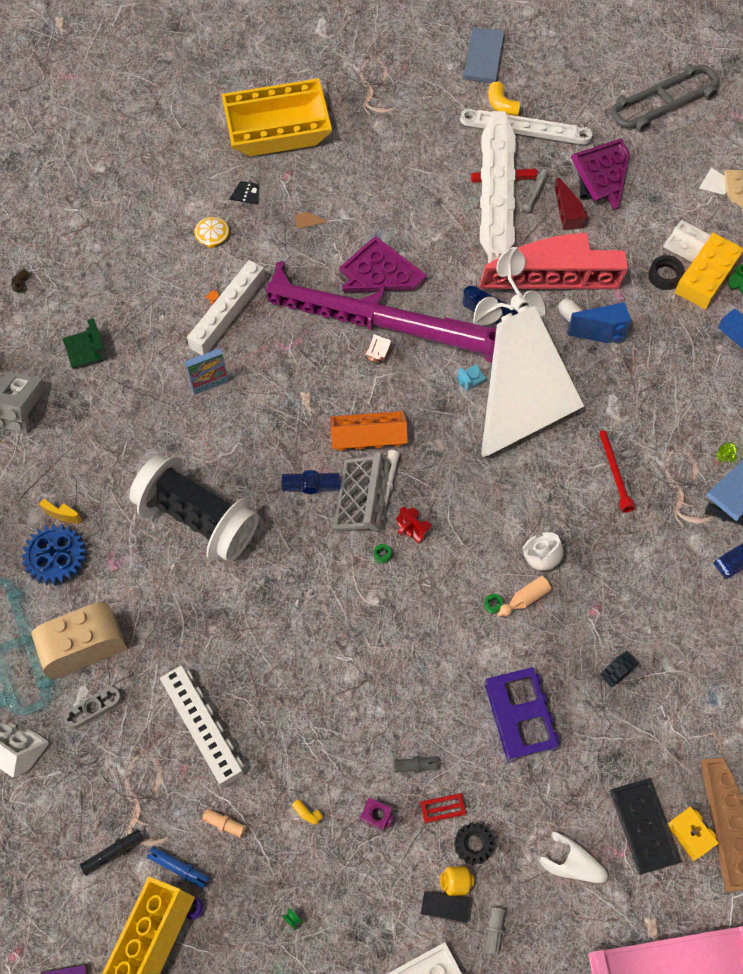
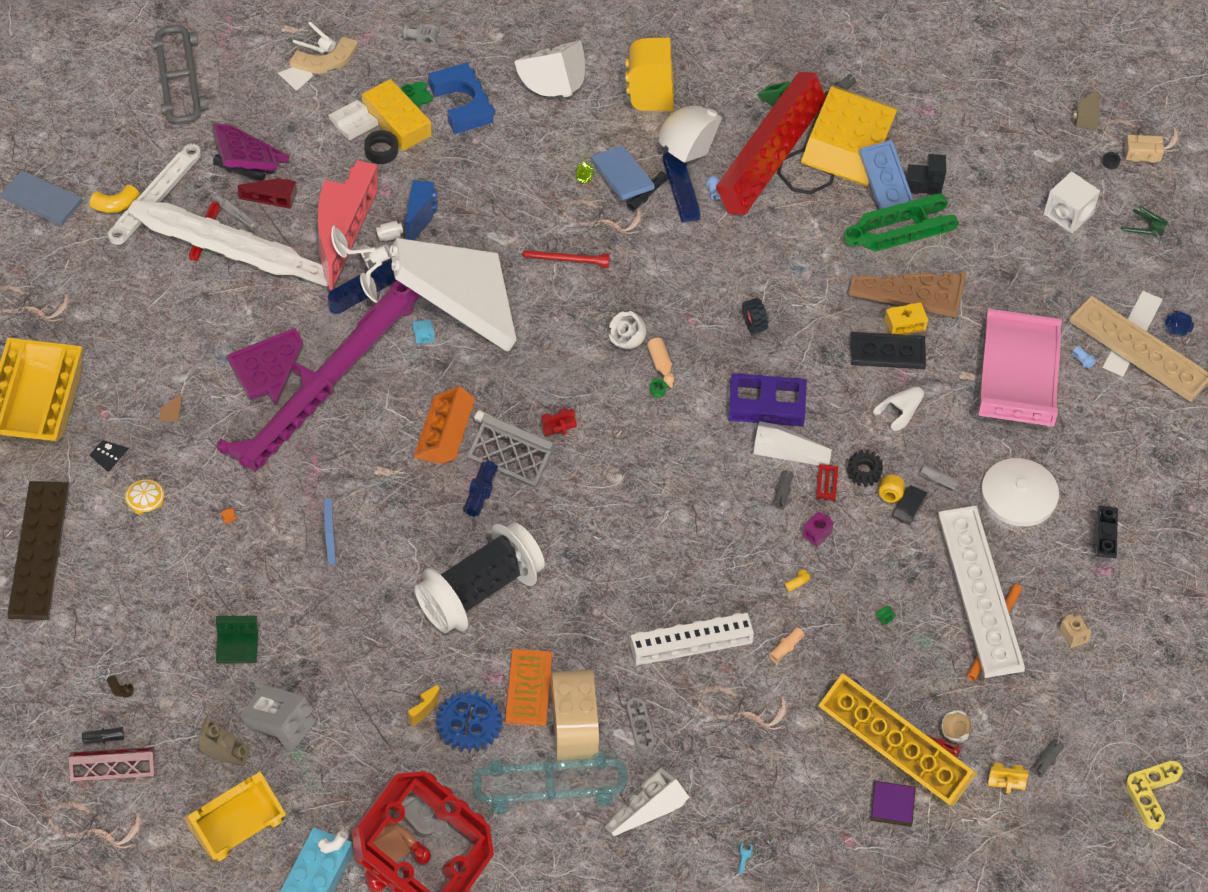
camera: 75 degrees left, 10 degrees down
(111, 852) = (781, 730): black pin -> none
(120, 590) = (529, 687): none -> orange tile
(134, 180) = (38, 551): none -> dark brown plate
(186, 871) = (820, 684): blue pin -> none
(226, 308) = (252, 504): white brick -> none
(378, 349) = (359, 392): bracket -> none
(382, 560) = (576, 450): green bush -> none
(476, 749) = (785, 444): none -> white wedge

